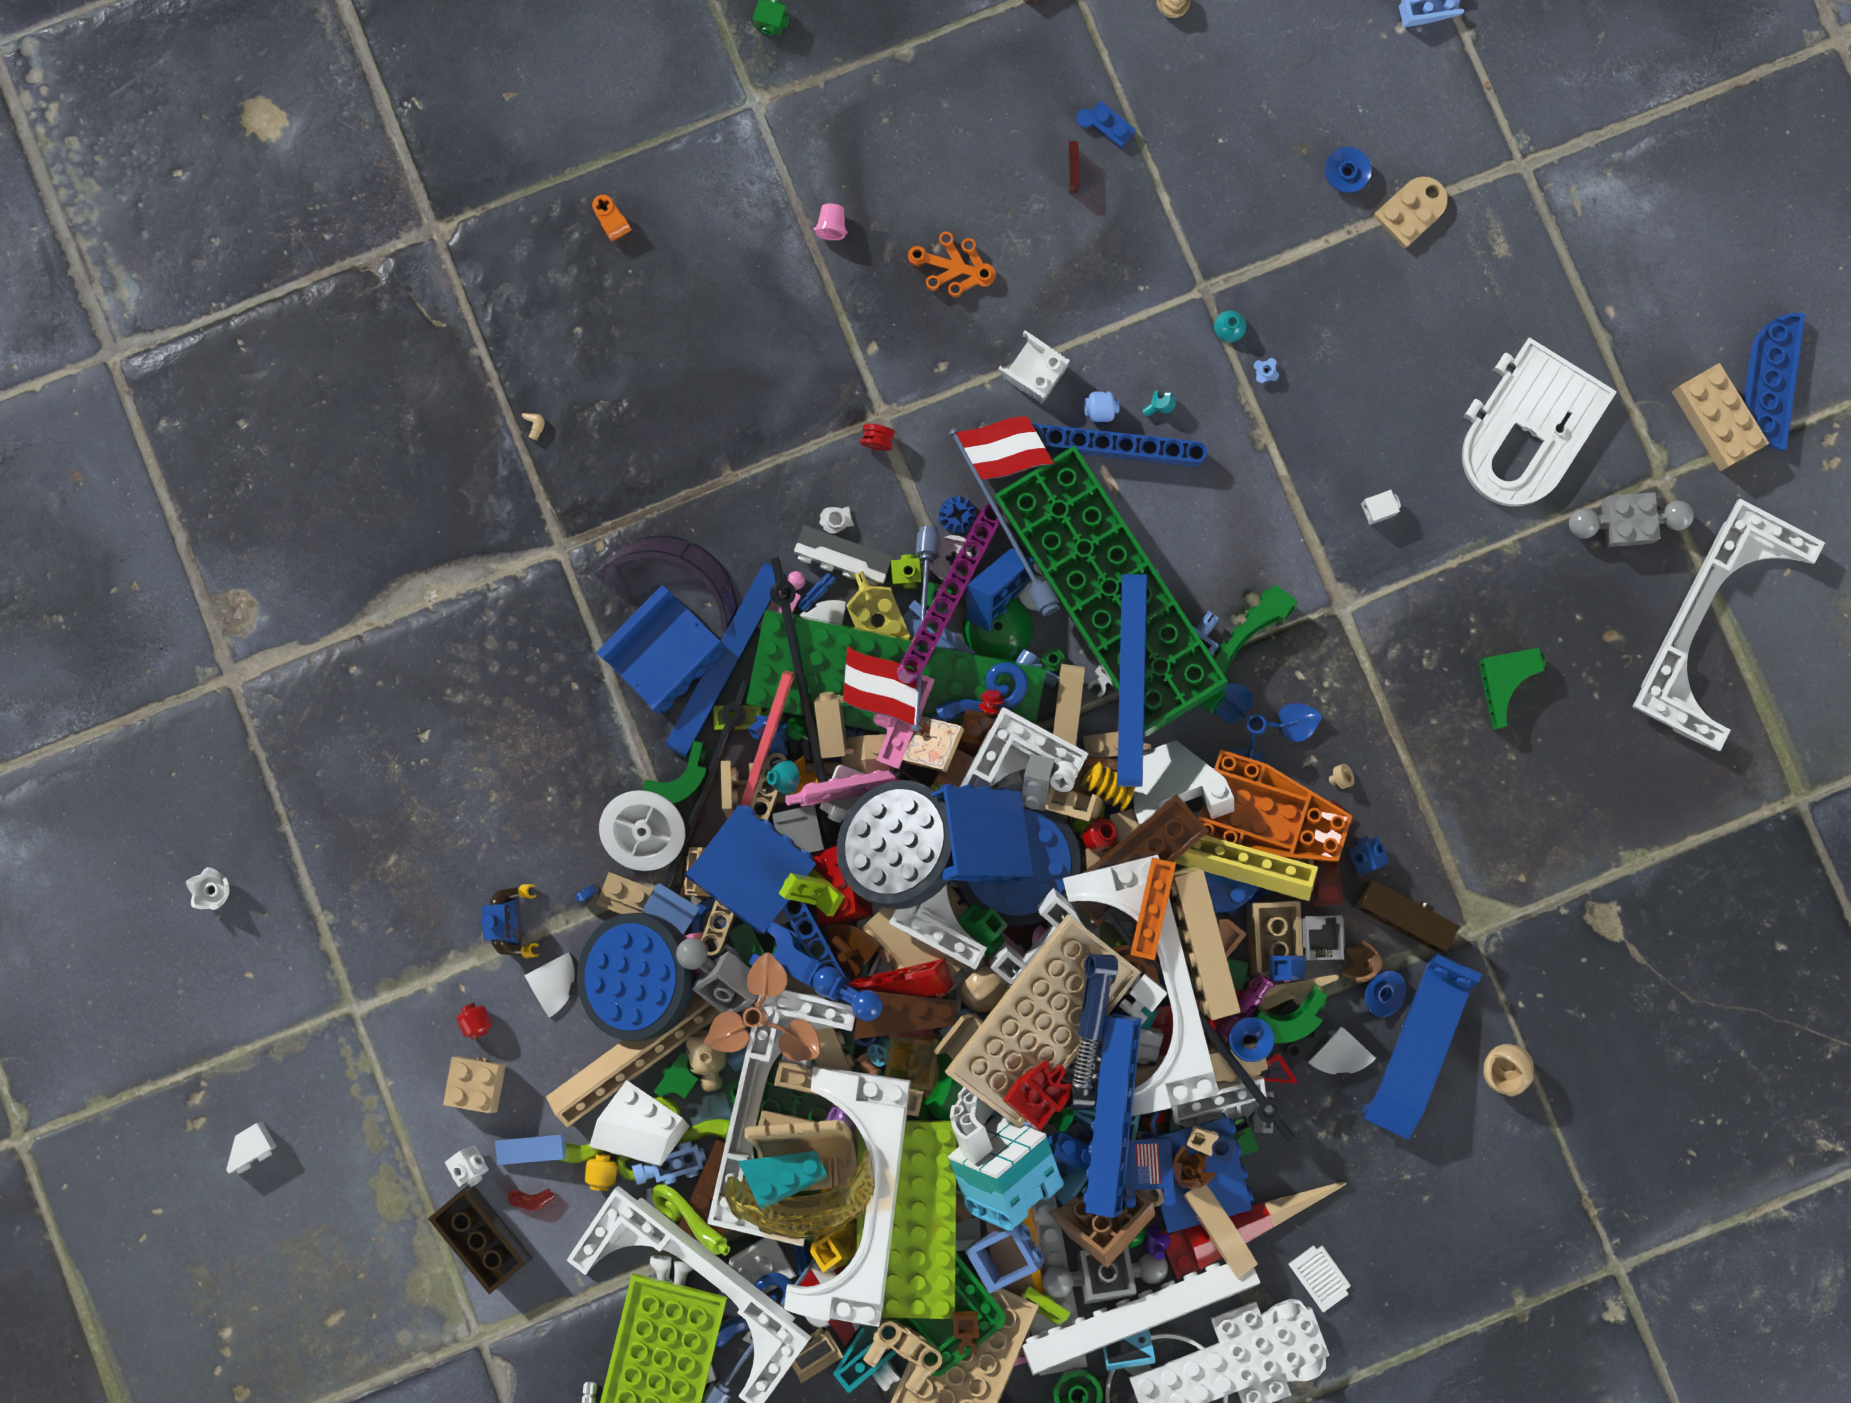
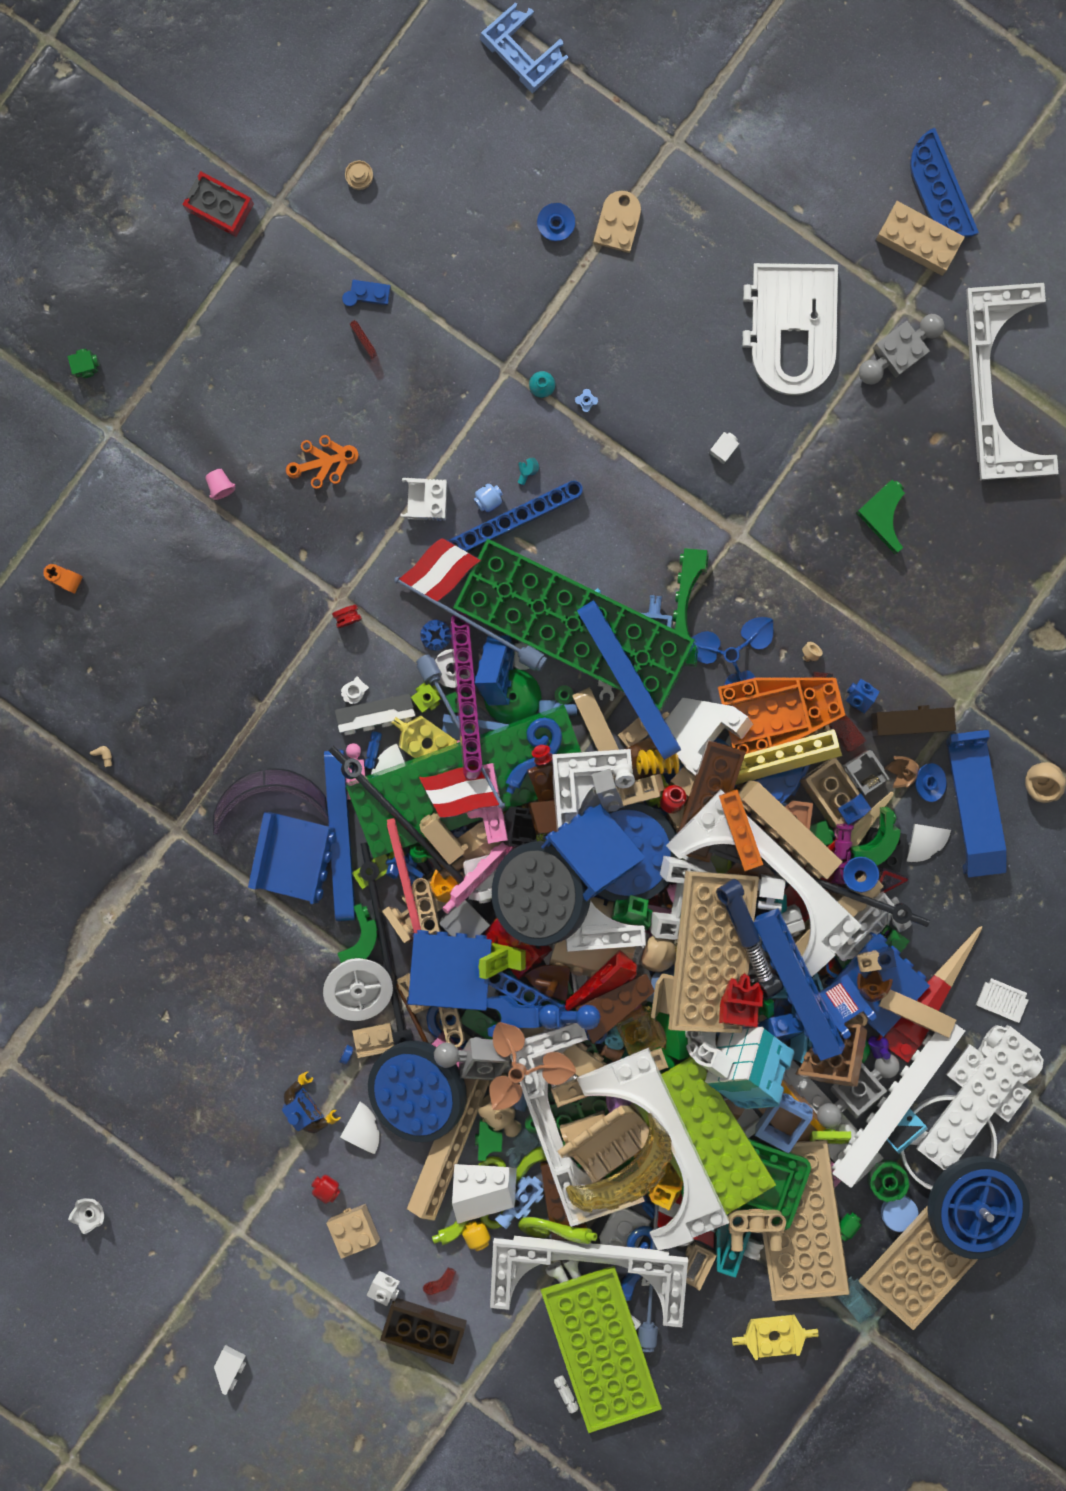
camera: 30 degrees left, 5 degrees up
(530, 1149) = (419, 1250): medium blue tile -> none
(671, 907) = (411, 1030): medium blue panel -> none
(782, 1176) = (601, 1166): teal wedge -> none
(784, 777) = (432, 894): teal brick -> none
(933, 744) = (520, 809): tan tile -> none
(966, 1328) = (788, 1186): reddish brown plate -> none

